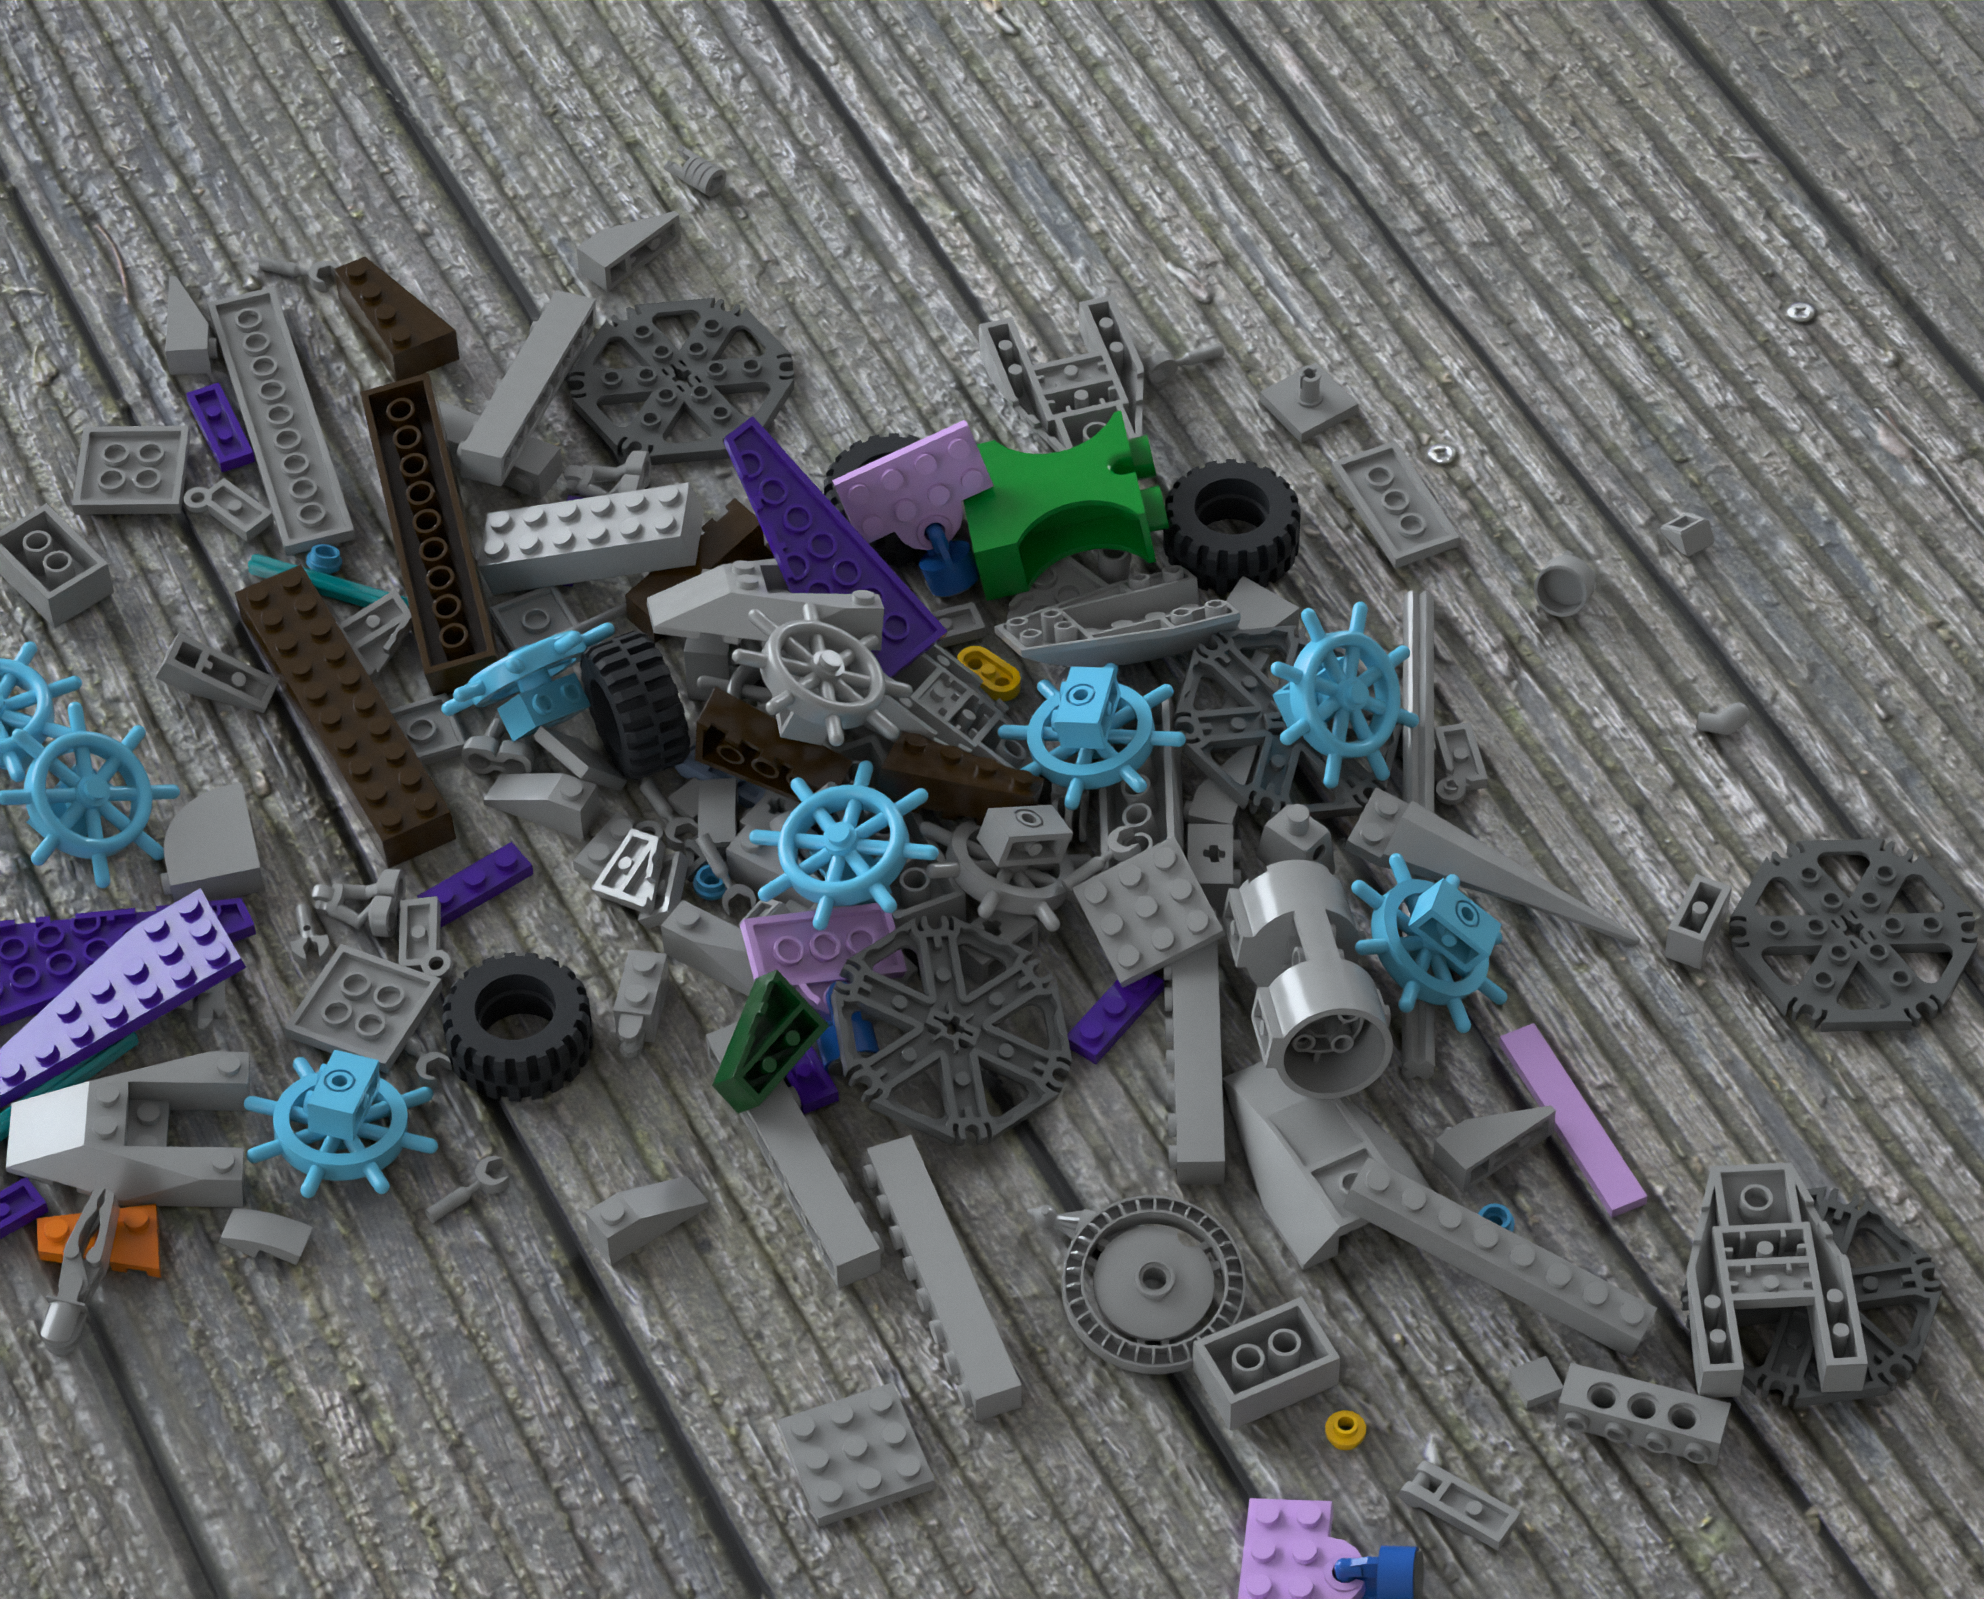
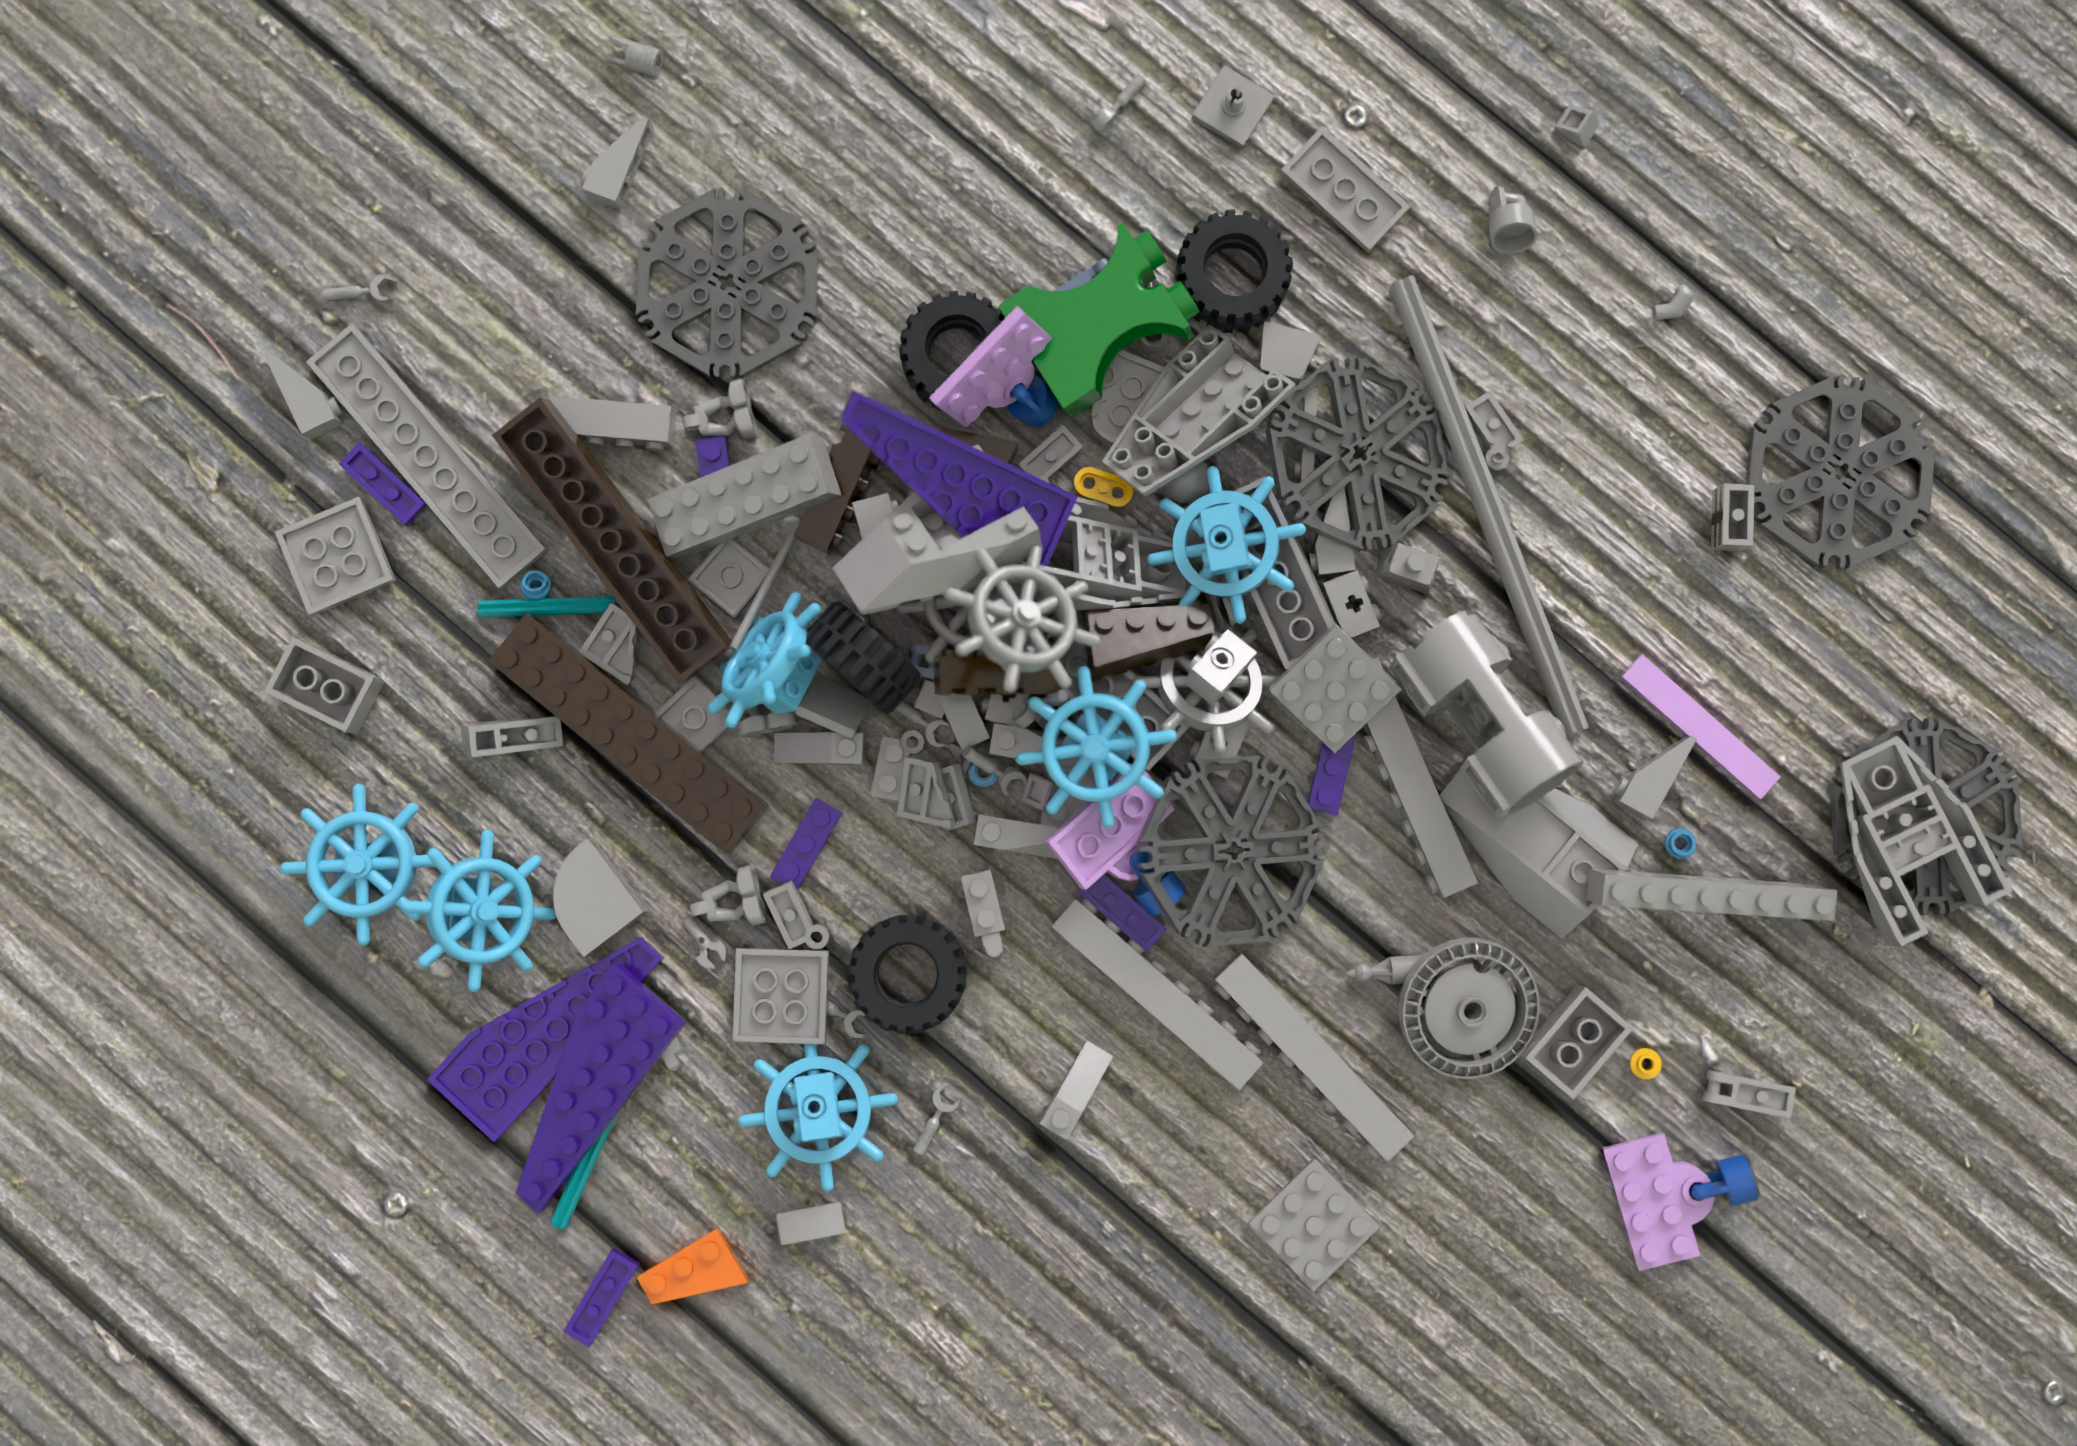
camera: 20 degrees left, 35 degrees up
(78, 1276) = (701, 1351): light grey arm -> none
(118, 1130) = (652, 1190): light grey wedge -> none
(231, 508) = (435, 563): light grey hinge -> none
(394, 322) = (474, 324): dark brown wedge -> none
(527, 388) = (617, 358): light grey brick -> none
(767, 1042) = (1111, 938): dark green wedge -> none
(1072, 395) = (1063, 191): light grey wedge -> none
(1096, 864) = (1278, 659): light grey piece -> none
(1328, 688) = (1394, 434): medium azure piece -> none
(1440, 849) = (1506, 531): light grey plate -> none
(1442, 932) = (1564, 627): medium azure piece -> none
(1536, 1382) = (1760, 966): light grey tile -> none
(1663, 1406) = (1897, 963): light grey brick -> none

